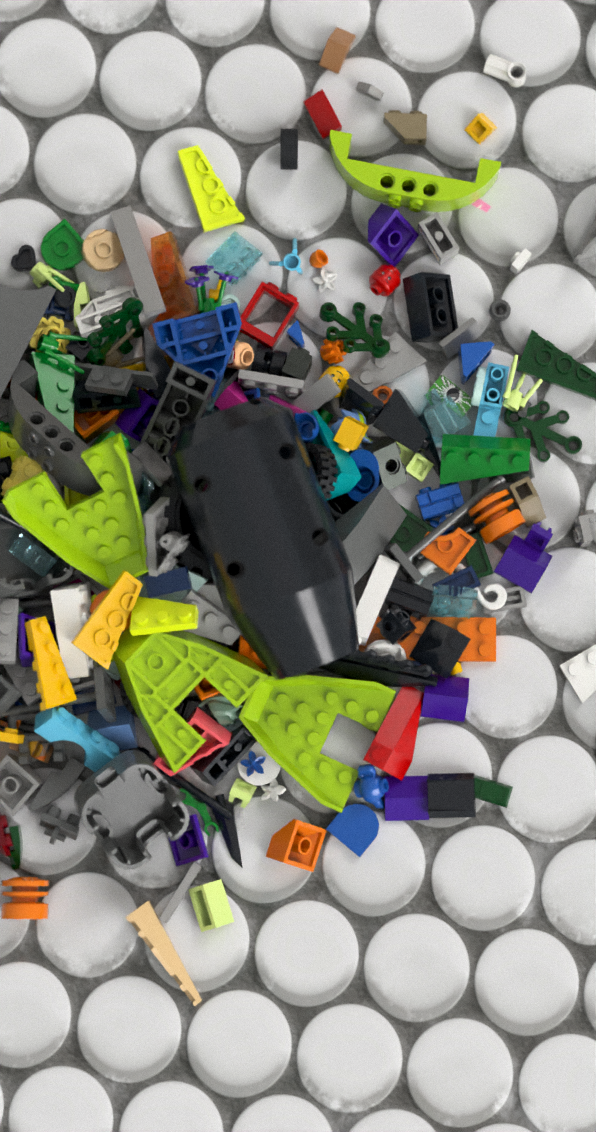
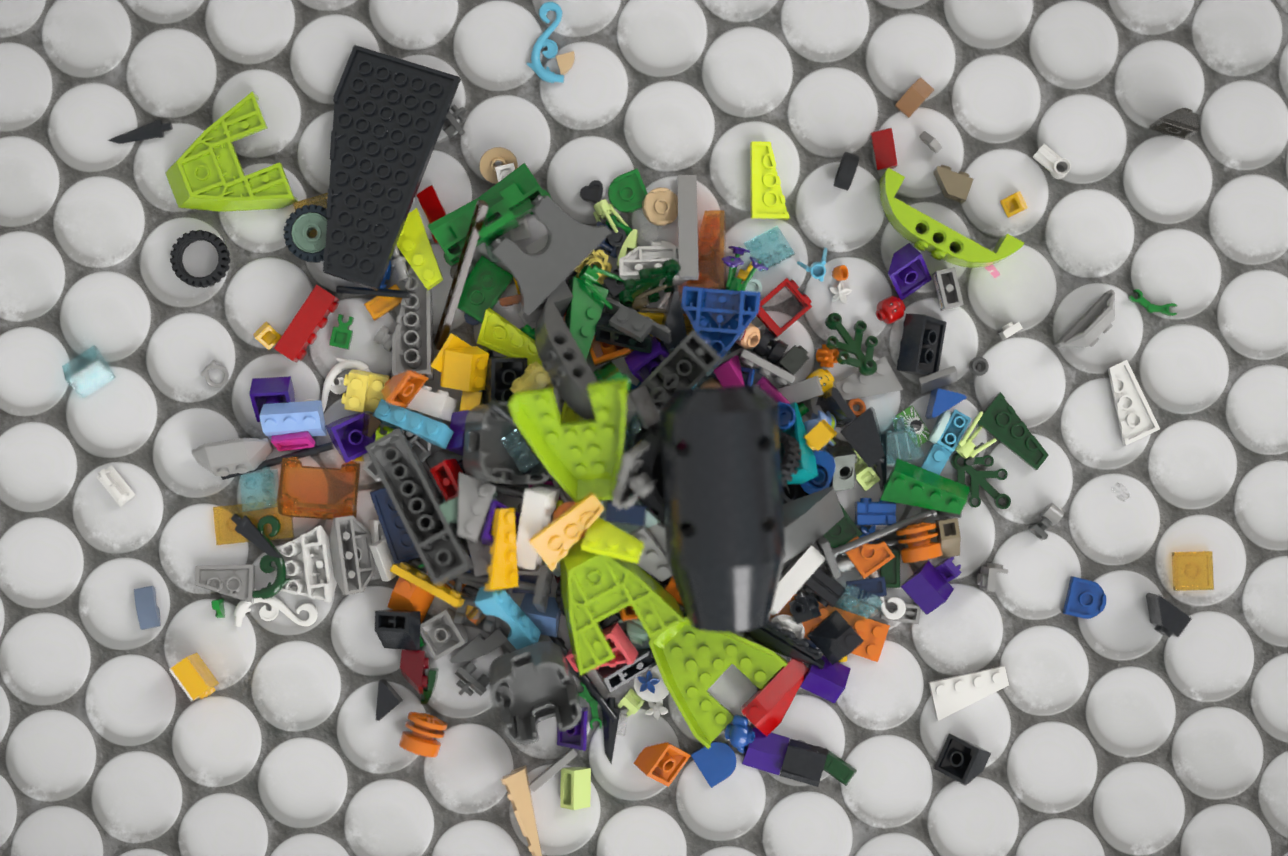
camera: 15 degrees right, 5 degrees up
(295, 335) = (800, 332): blue slope -> none

